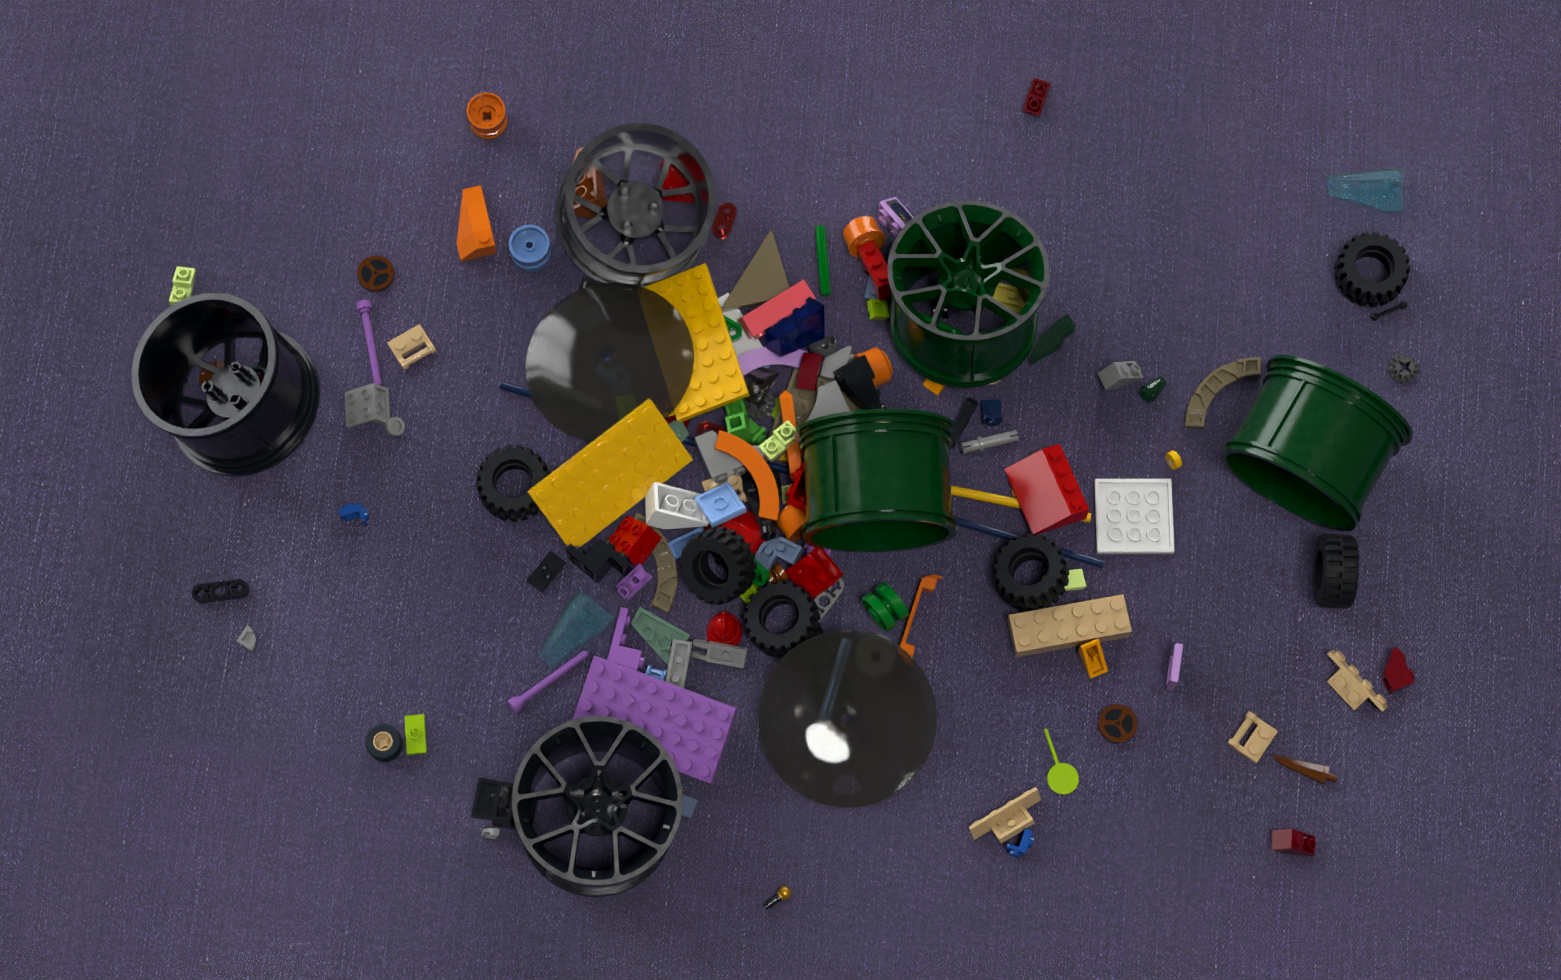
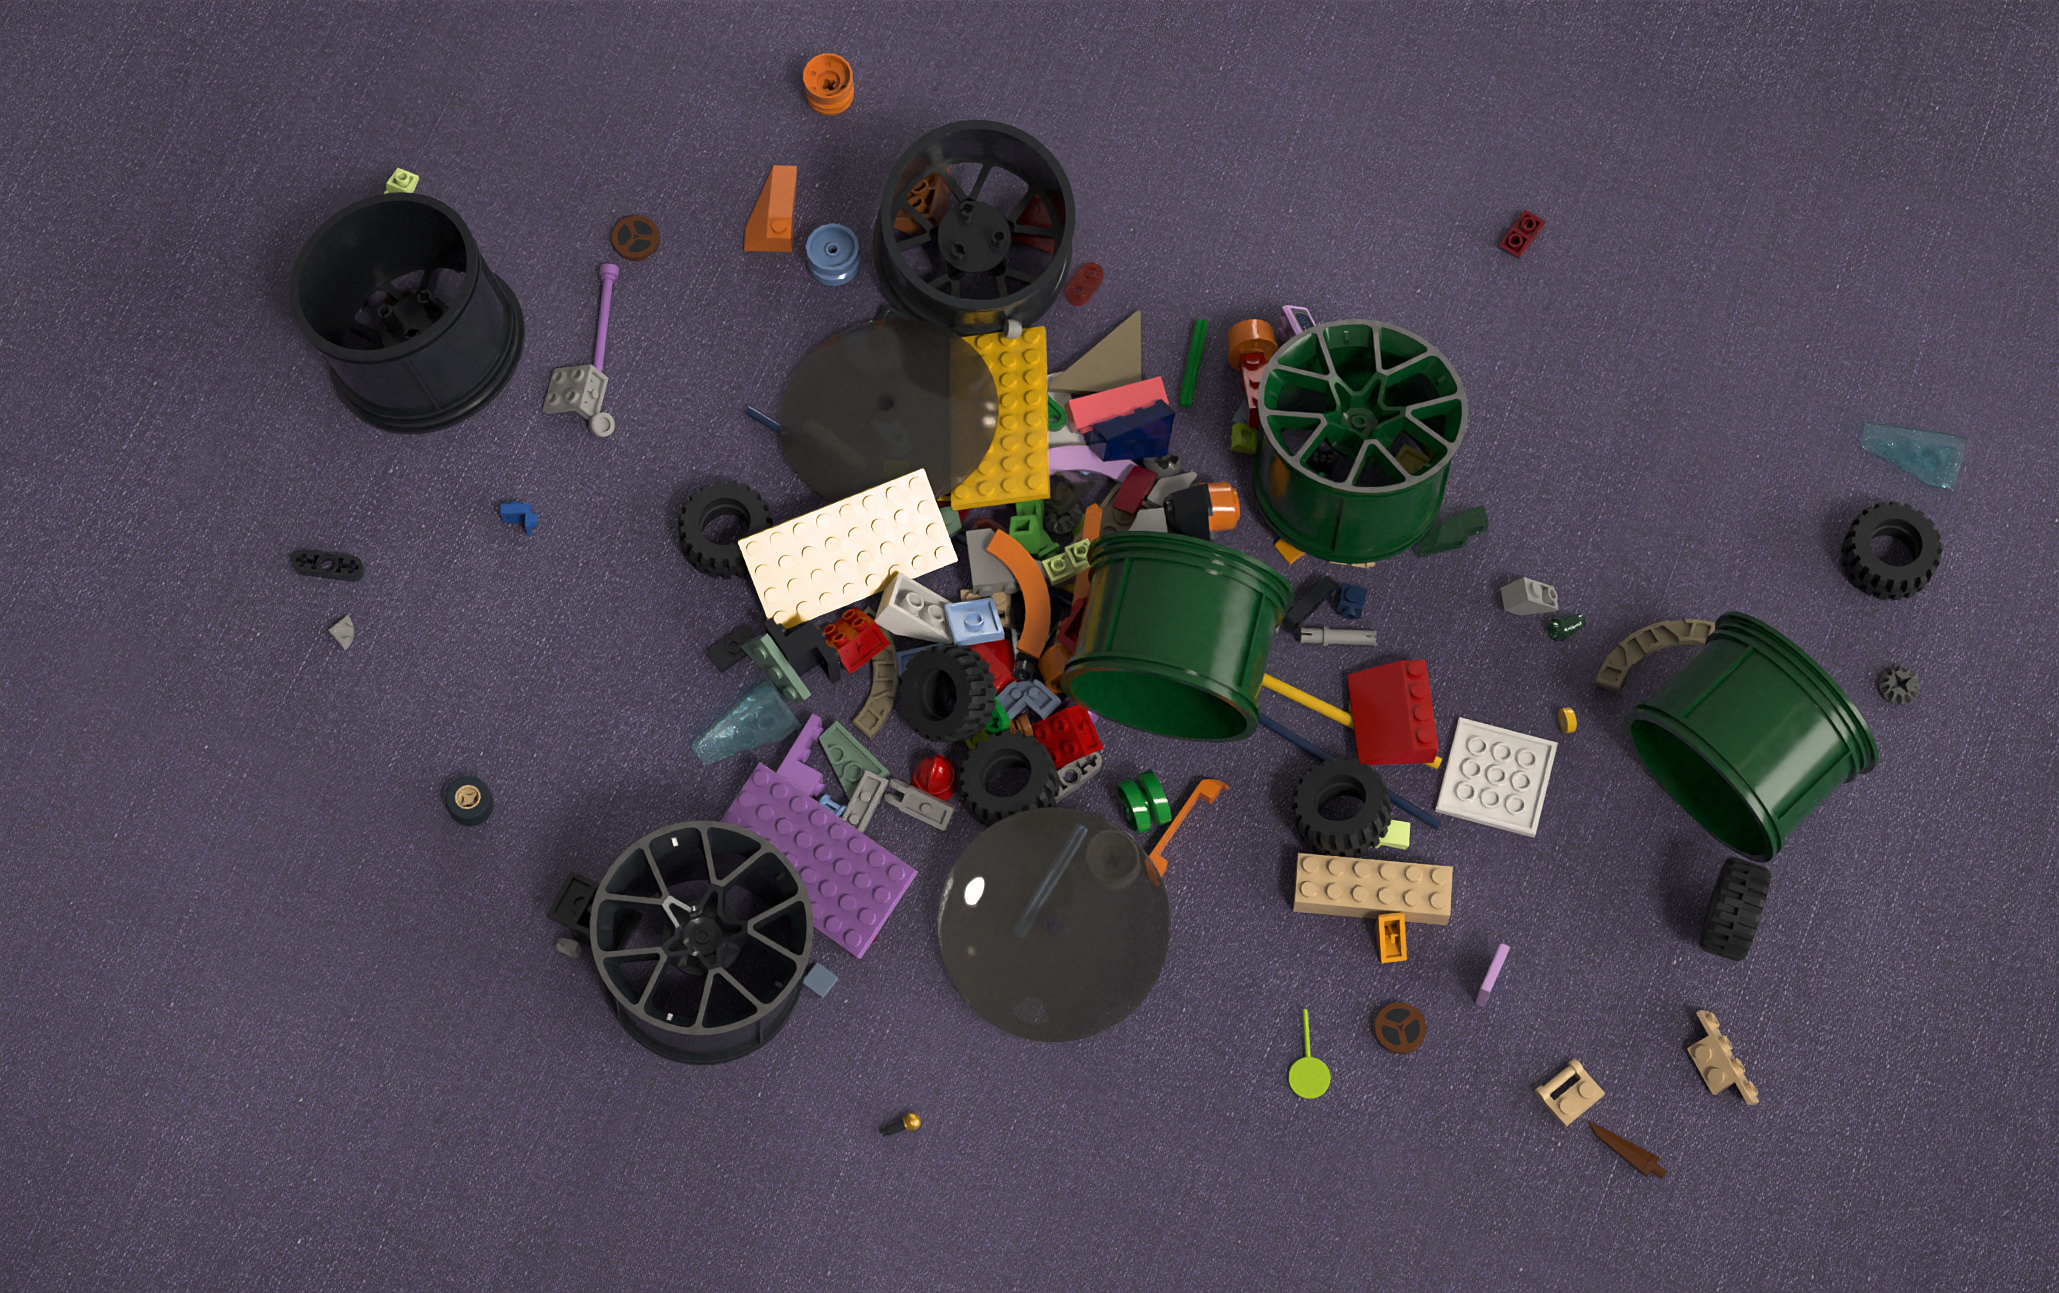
camera: 15 degrees right, 5 degrees down
(409, 342) = (650, 330): tan plate -> none
(415, 734) = (512, 802): lime plate -> none
(517, 702) = (649, 796): medium lavender piece -> none
(580, 576) = (774, 664): none -> sand green wing
(633, 582) = (837, 688): medium lavender hips -> none
(683, 272) = (1012, 329): none -> light grey hinge
(1008, 819) = (1224, 1107): tan bracket -> none
(1026, 842) = (1237, 1143): blue bracket -> none
(1293, 842) = (1584, 1238): dark red slope -> none
(1396, 673) = (1780, 1063): dark red slope -> none
(1402, 305) = (1921, 608): black hinge -> none

